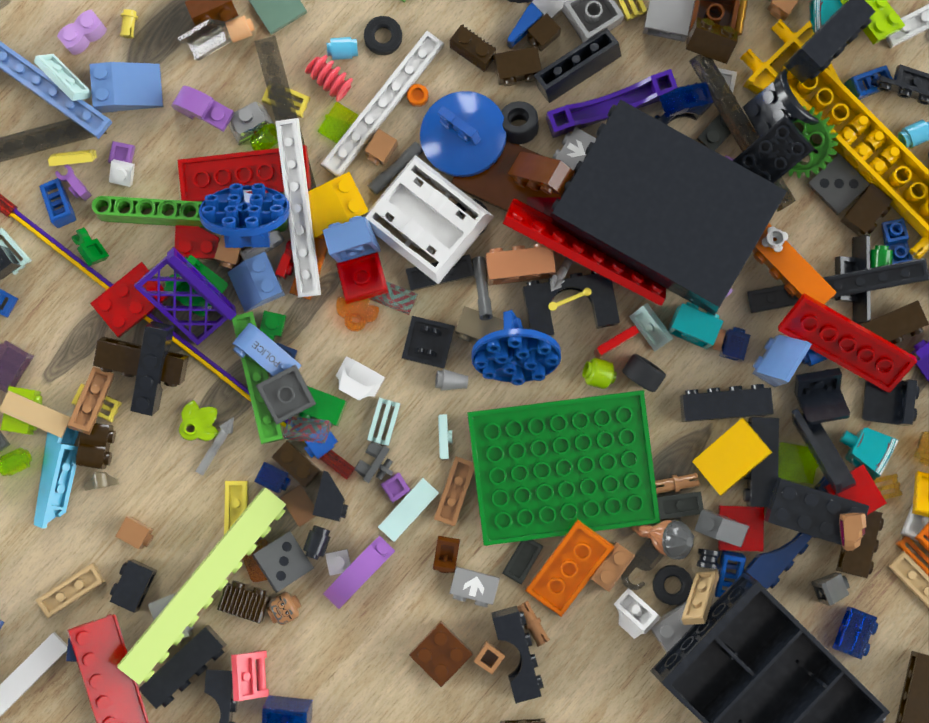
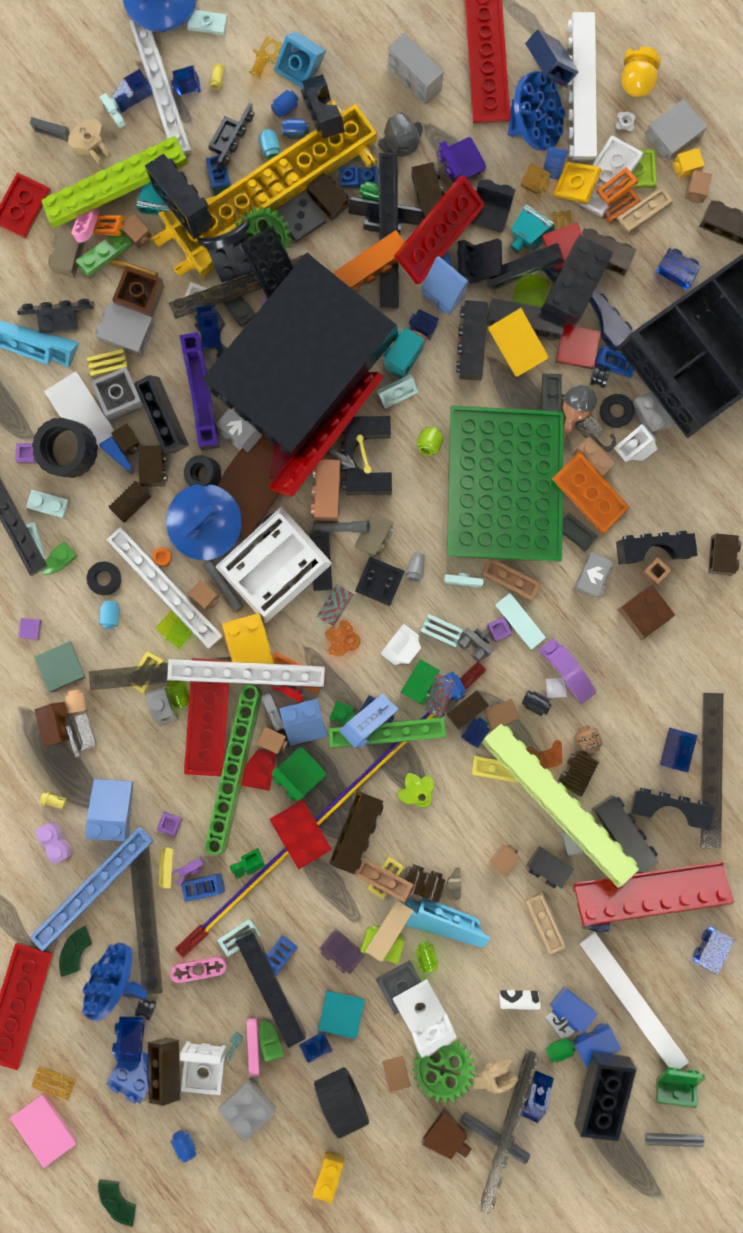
camera: 80 degrees left, 0 degrees up
(62, 77) = (92, 865): light aqua tile -> none
(121, 173) = (186, 826): white plate -> none
(154, 349) = (365, 822): black arch -> none
(196, 281) = (296, 771): dark purple fence -> none
(197, 104) = (142, 742): medium lavender arch -> none
(226, 428) = (426, 767): light grey piece -> none
(244, 216) = (246, 718): blue bracket -> none
(244, 675) = (641, 777): coral plate -> none
(282, 561) = (549, 734): dark grey tile -> none
(286, 394) = (407, 708): dark grey tile -> none
(329, 77) = (133, 629): coral piece -> none
(330, 501) = (503, 685): black slope -> none
(351, 239) = (281, 632): medium blue slope -> none
(362, 278) = (315, 629): red tile -> none
(446, 554) = (563, 594): reddish brown bracket -> none
(516, 353) = (403, 505): blue bracket -> none
(533, 624) = (635, 530): medium nougat pin -> none
(540, 173) = (252, 459): reddish brown brick -> none
(616, 341) = (406, 421): red tile -> none
(644, 373) = (435, 403): black tyre -> none
(677, 483) = (532, 392): medium nougat pin -> none
(700, 598) = (633, 387): tan tile -> none
(712, 40) = (161, 295): dark brown brick -> none
(721, 527) = (576, 360): dark grey slope -> none
(776, 245) = (341, 266): white plate -> none
(831, 588) = (639, 281): dark grey slope -> none
(852, 529) = (598, 250): medium nougat rock -> none

